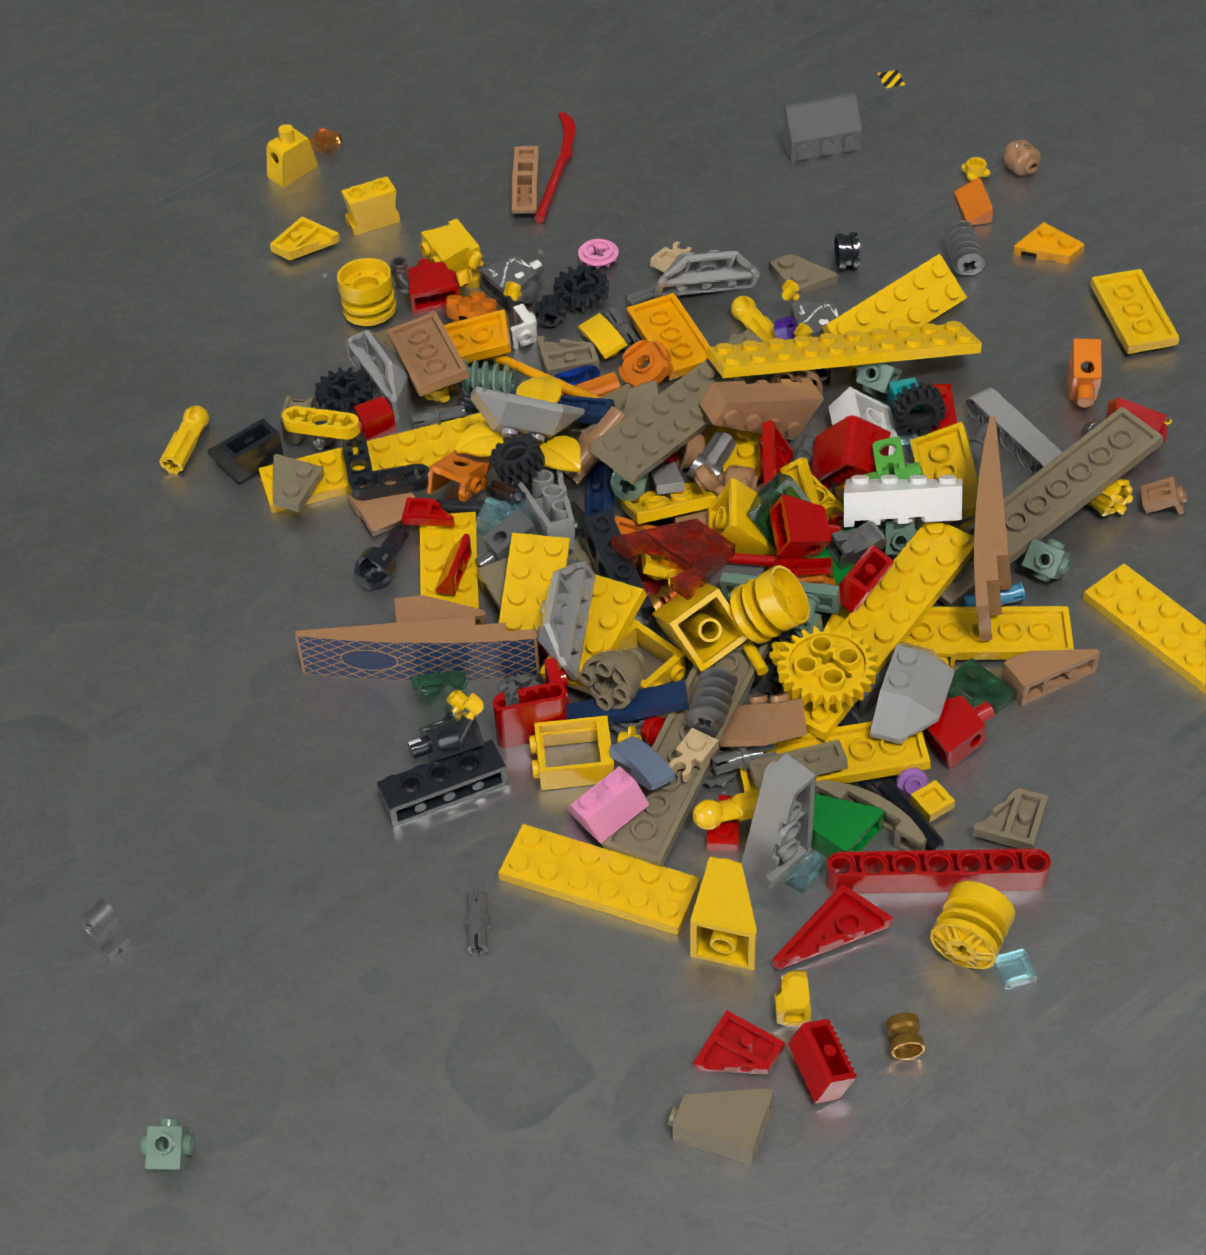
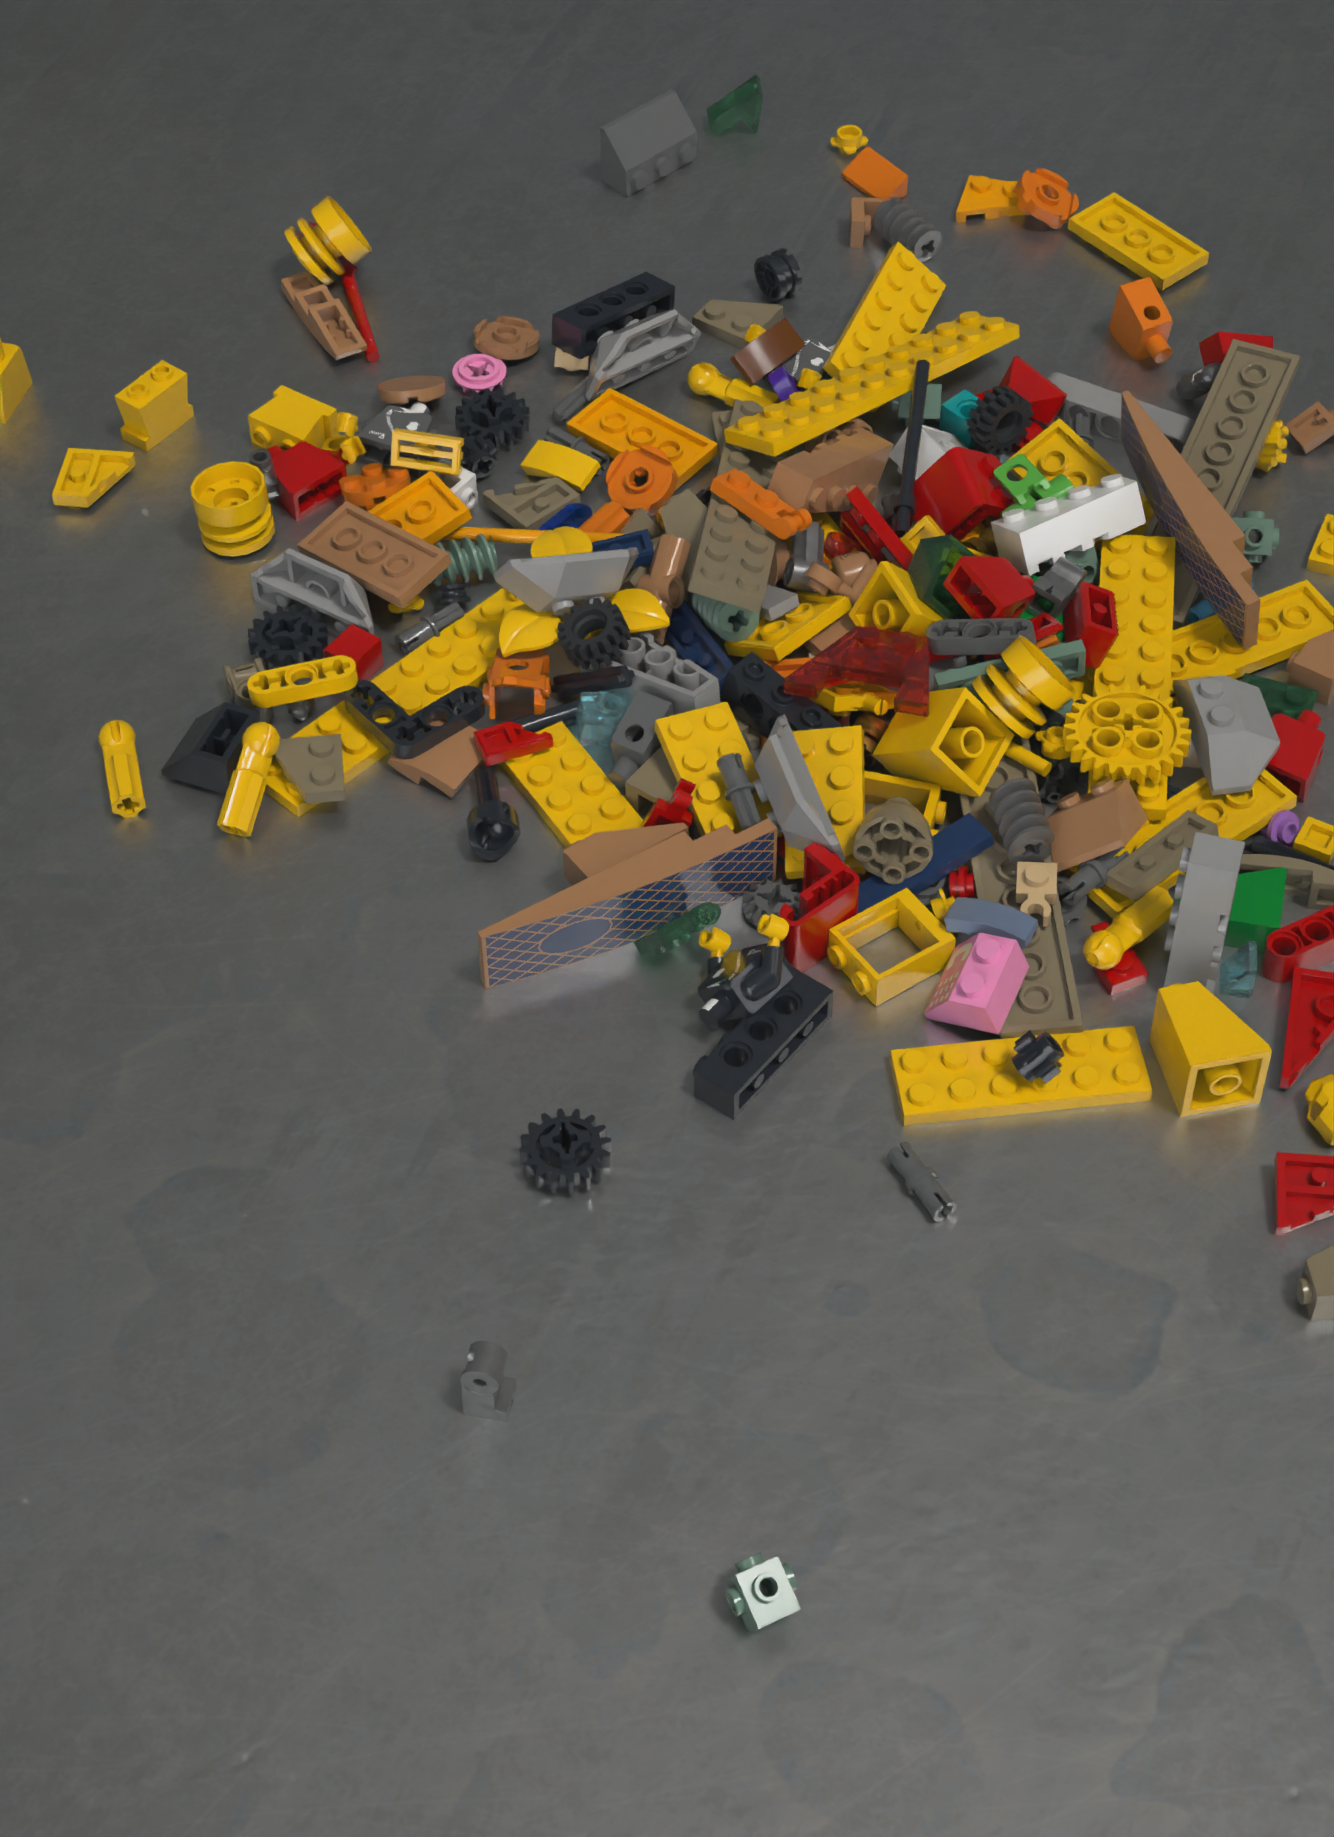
camera: 30 degrees left, 0 degrees up
(247, 474) = (249, 779): none -> yellow piece
(265, 801) = (546, 1159): none -> black gear
(325, 141) = (29, 344): clear orange plate -> none
(455, 567) = (593, 789): red slope -> none
(486, 600) = (674, 810): none -> red plate
(522, 298) = (427, 438): none -> yellow tile
(531, 602) = (739, 789): none -> dark grey axle
(543, 249) = (419, 387): none -> medium nougat tile
(553, 129) = (327, 241): none -> yellow wheel
(604, 869) = (1037, 1056): none -> black gear
(633, 236) = (506, 338): none -> medium nougat tile
(688, 408) = (760, 504): none -> orange plate
(700, 238) = (583, 323): none -> black brick
(742, 457) = (837, 544): none -> clear red hinge
(766, 555) = (960, 635): none -> dark grey beam
(789, 302) = (767, 351): none -> reddish brown slope
(807, 443) = (905, 501): none -> black bar
(891, 79) = (672, 68): sticker -> none
(910, 119) = (740, 103): none -> clear green slope
(935, 229) = (861, 218): none -> medium nougat bracket
(961, 396) = (1037, 389): none -> red slope
(1022, 157) = (894, 111): medium nougat head -> none
(1077, 264) = (1046, 197): none -> orange plate

